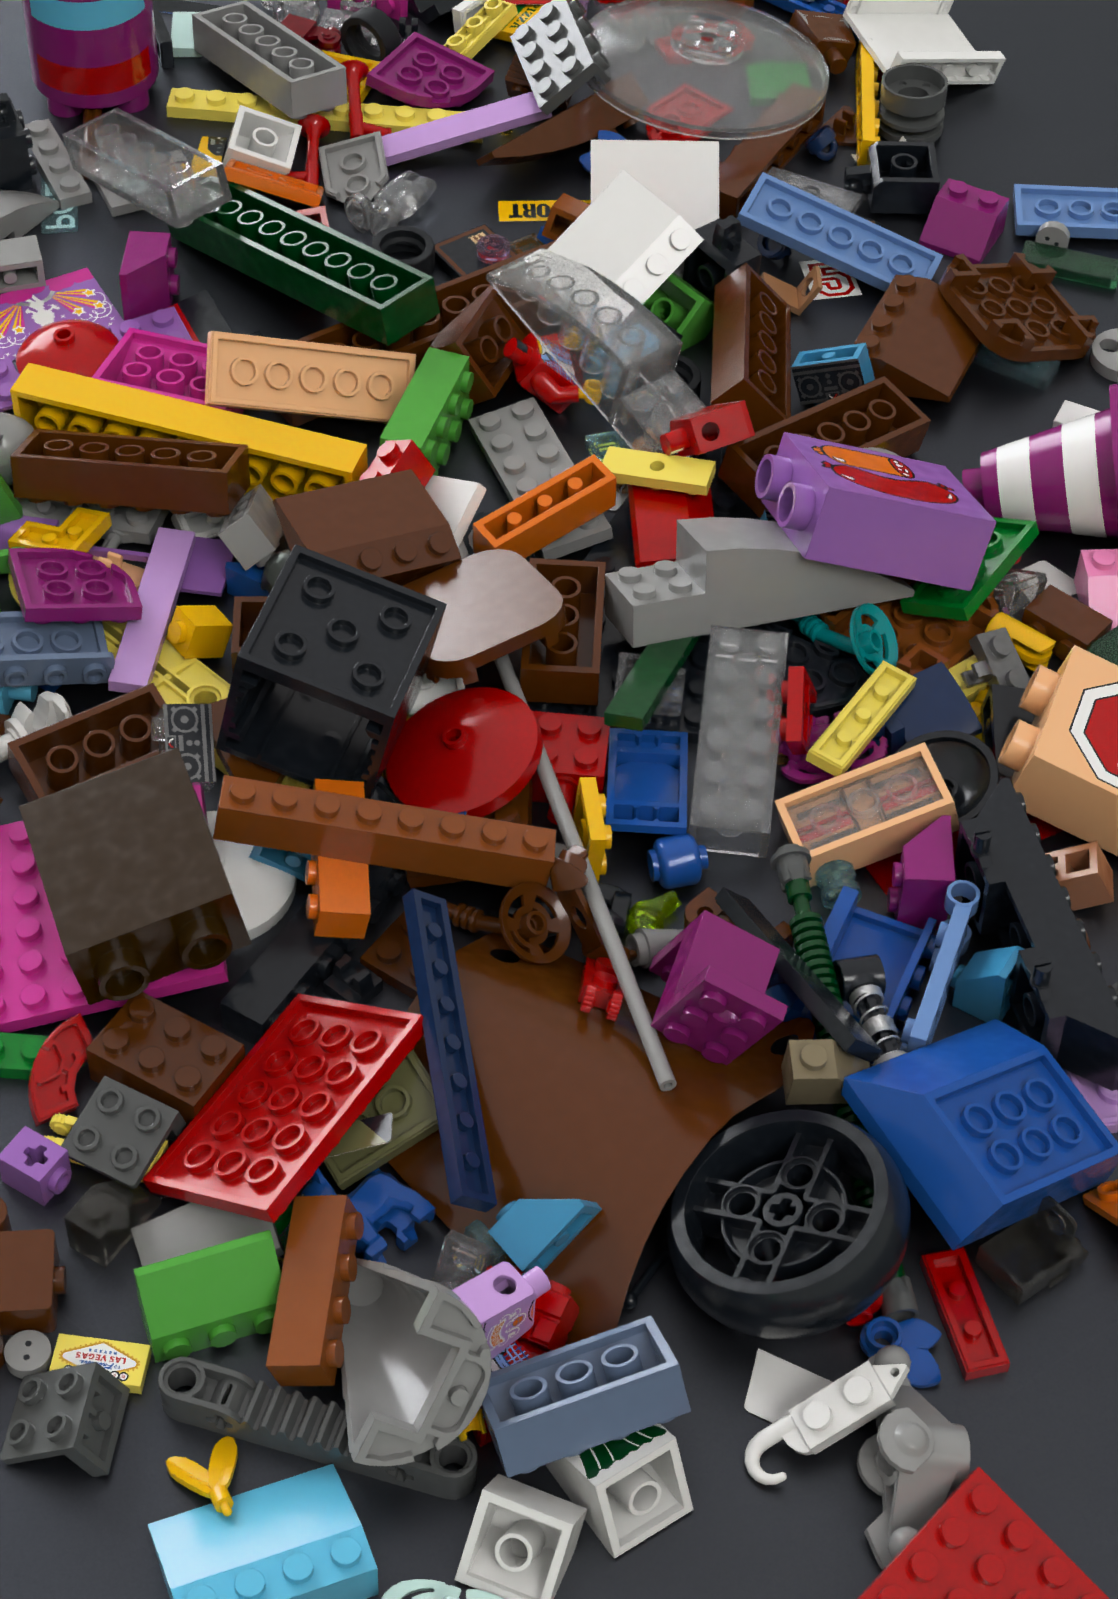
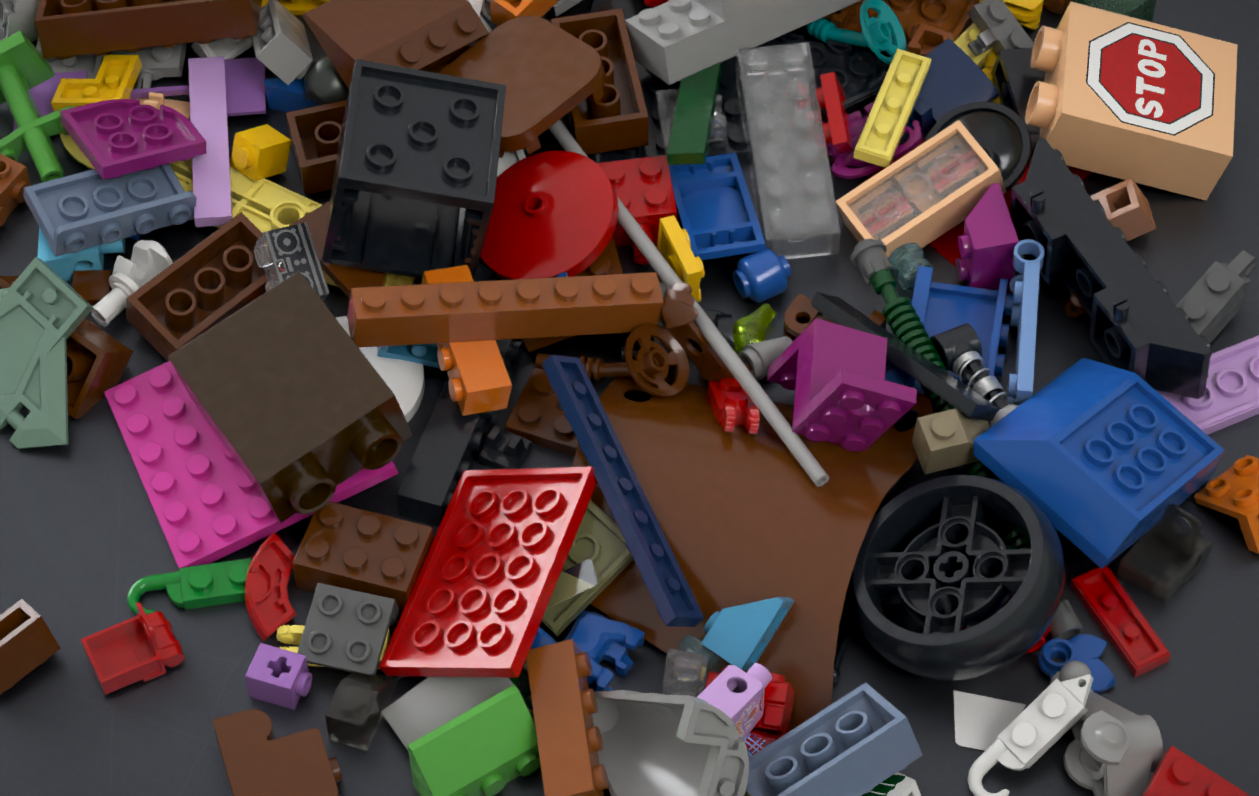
camera: 10 degrees left, 5 degrees up
(986, 983) = (1066, 326): dark azure slope -> none

